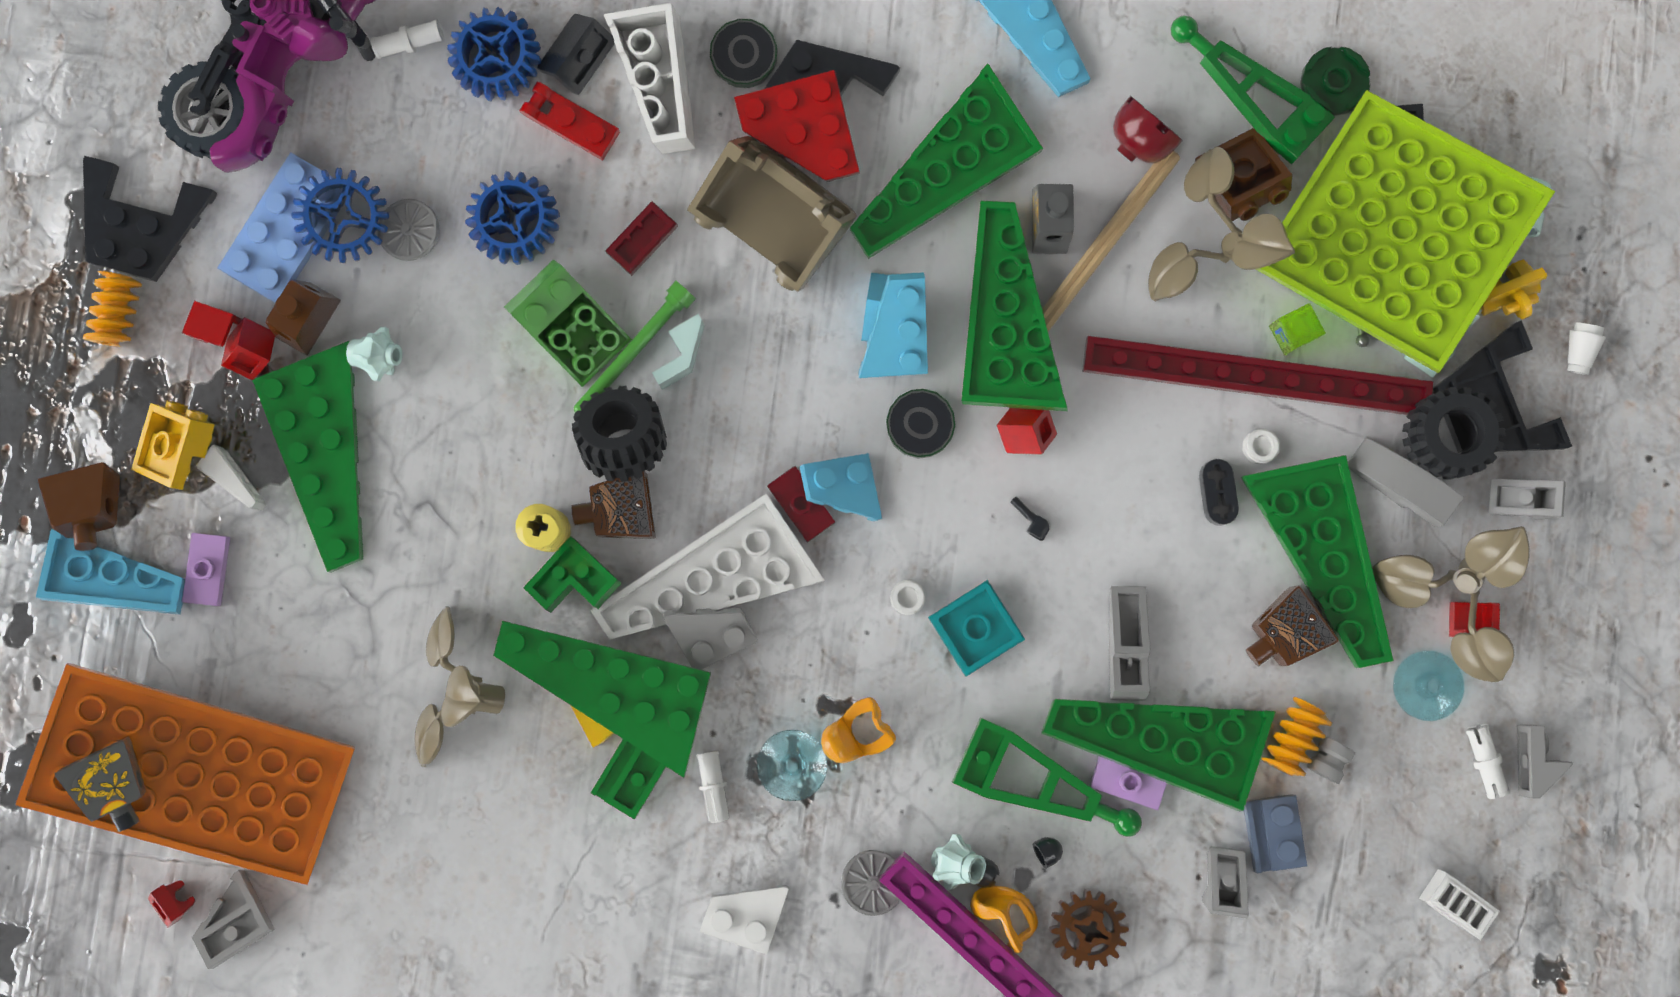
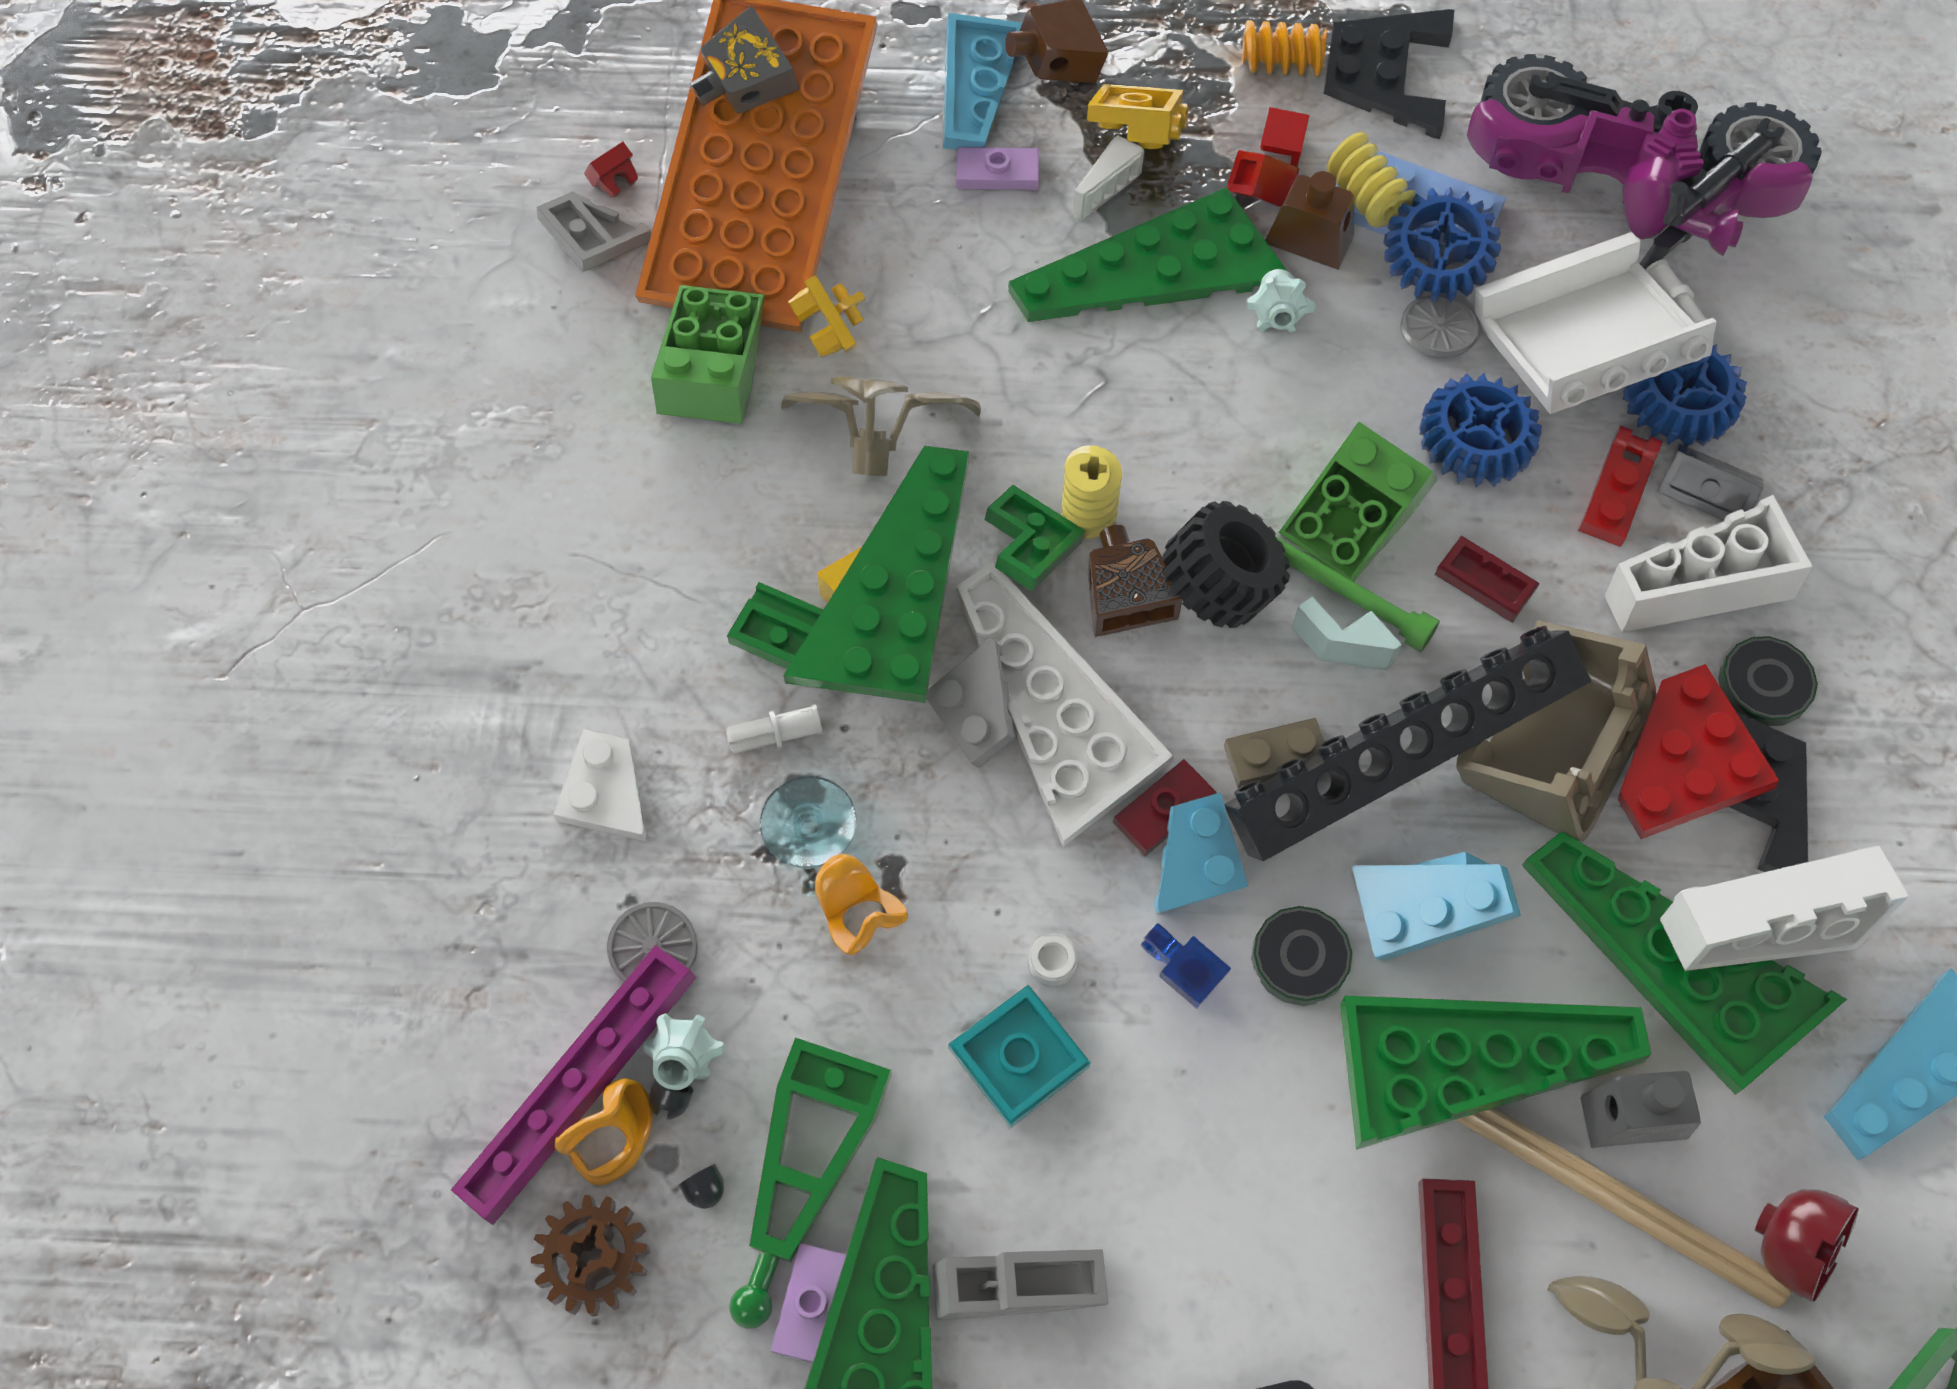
camera: 85 degrees right, 20 degrees down
(274, 264) = (1369, 179): none -> light yellow piece
(337, 732) = (815, 299): none -> yellow hips
(372, 824) = (708, 354): none -> bright green slope
(432, 115) = (1588, 324): none -> white panel
(765, 417) = (1262, 752): none -> dark tan plate
(779, 304) = (1554, 674): none -> black brick
(925, 503) = (1190, 968): none -> clear blue plate
(930, 93) = (1785, 911): none -> white wedge
(1026, 430) = (1317, 1103): red panel -> none
(1039, 525) = (1177, 1135): black hand -> none

